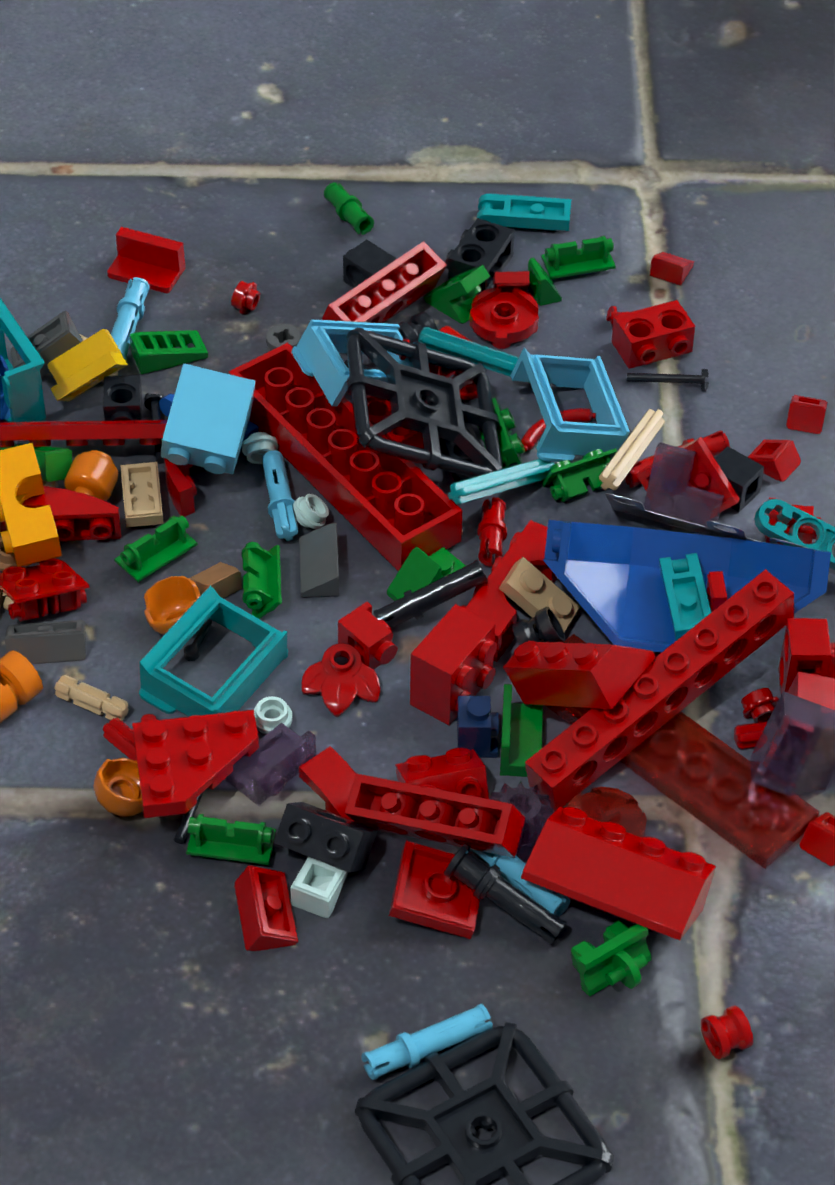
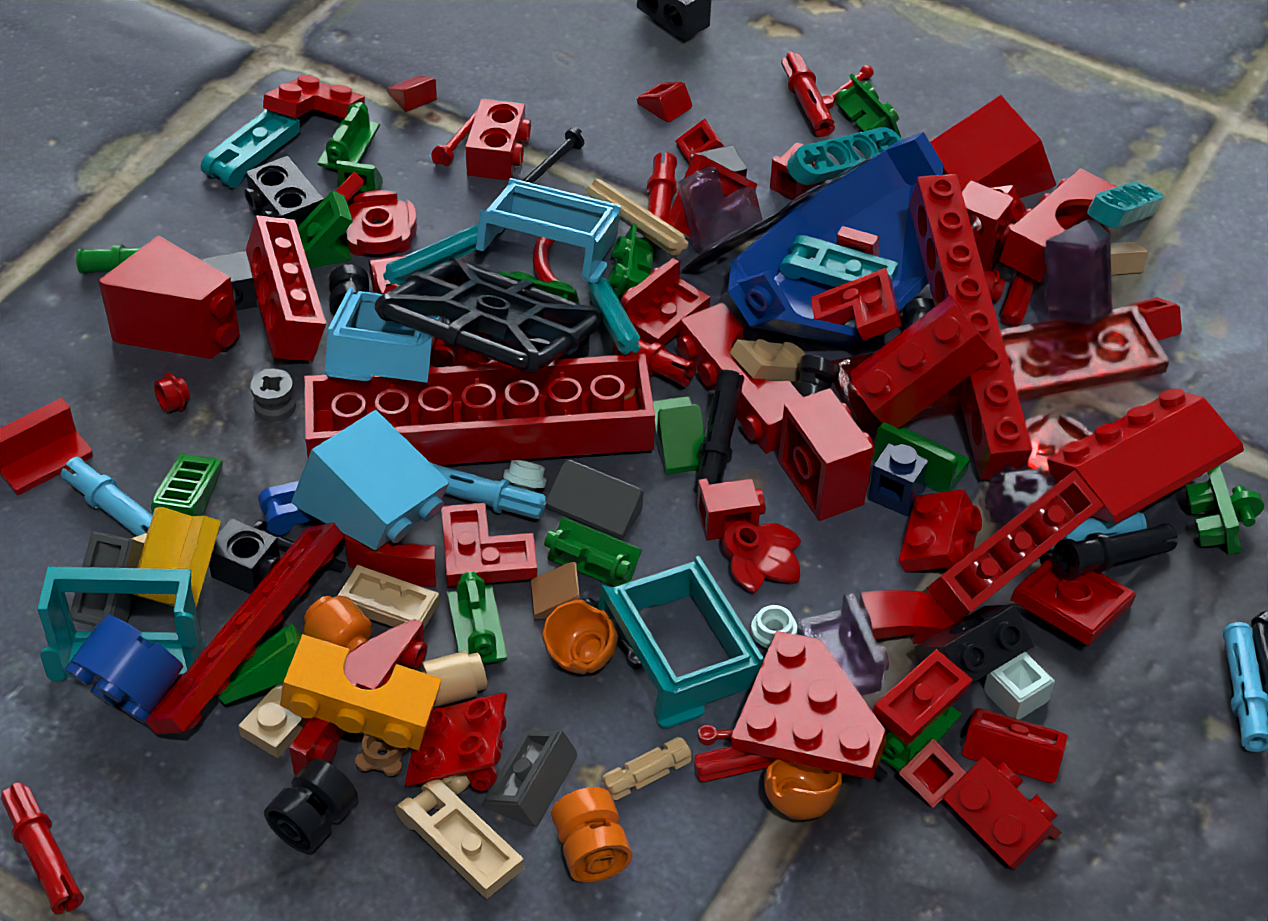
camera: 60 degrees left, 0 degrees up
(93, 556) = (460, 675): none -> tan brick
(189, 922) = (1000, 812): none -> red bracket
(199, 864) = (932, 772): none -> red slope
(219, 517) = (473, 550): none -> plate
(237, 814) = (921, 697): none -> red panel
(313, 245) = (170, 302): none -> red slope
(548, 499) = (662, 302): none -> red bracket
(605, 211) = (308, 94): none -> red plate
(638, 620) = (866, 300): none -> red plate

